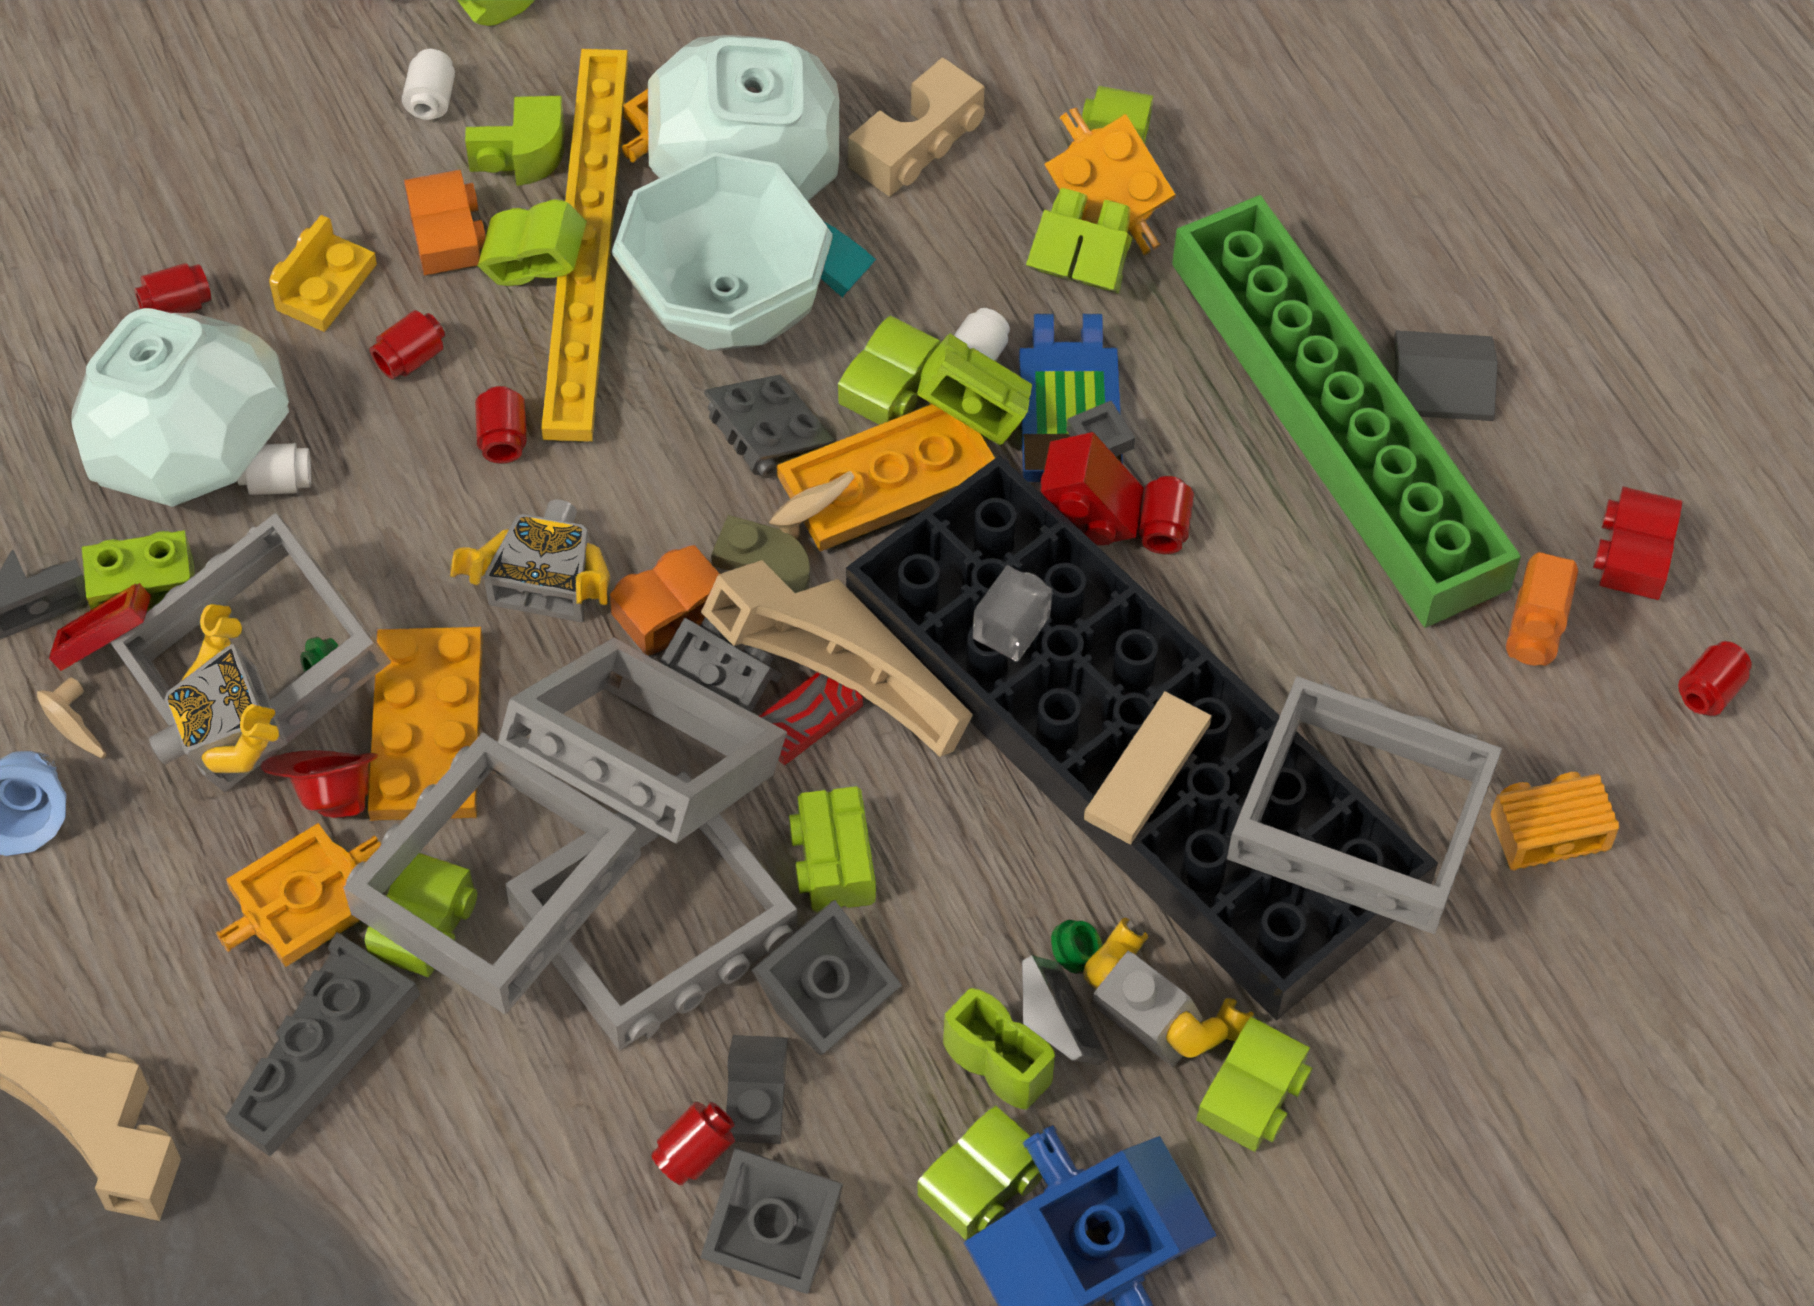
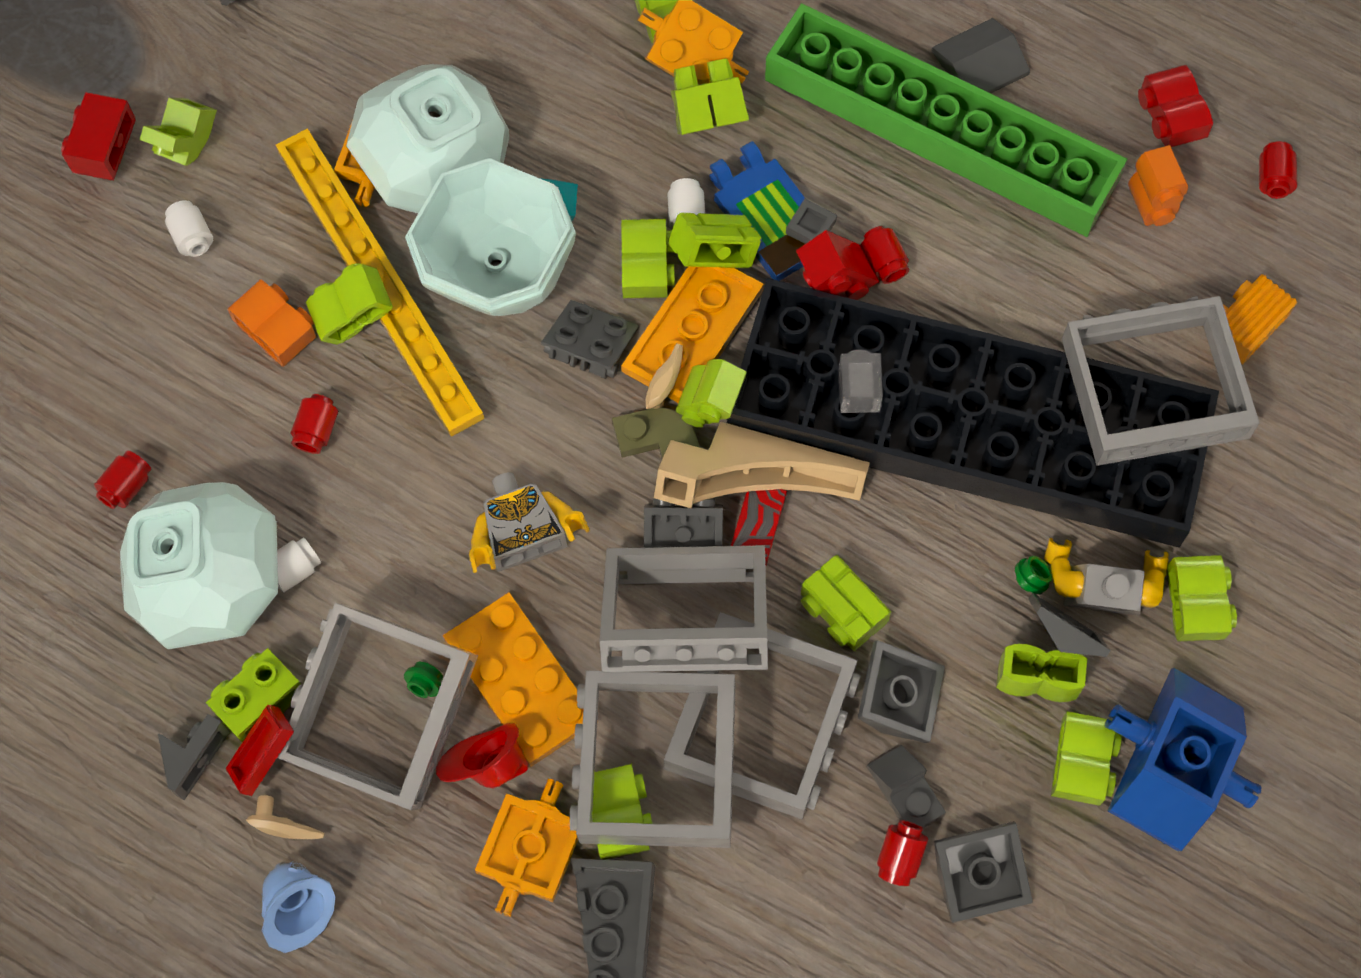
camera: 30 degrees left, 10 degrees up
(219, 705) = (399, 761): torso -> none
(319, 275) = (215, 409): yellow bracket -> none
(500, 424) = (418, 443): red brick -> none
(528, 147) = (289, 233): lime brick -> none
(658, 600) = (618, 498): orange brick -> none
(842, 537) = (710, 392): none -> lime brick
(895, 151) = (535, 102): tan arch -> none
(1147, 767) = (1011, 435): tan tile -> none

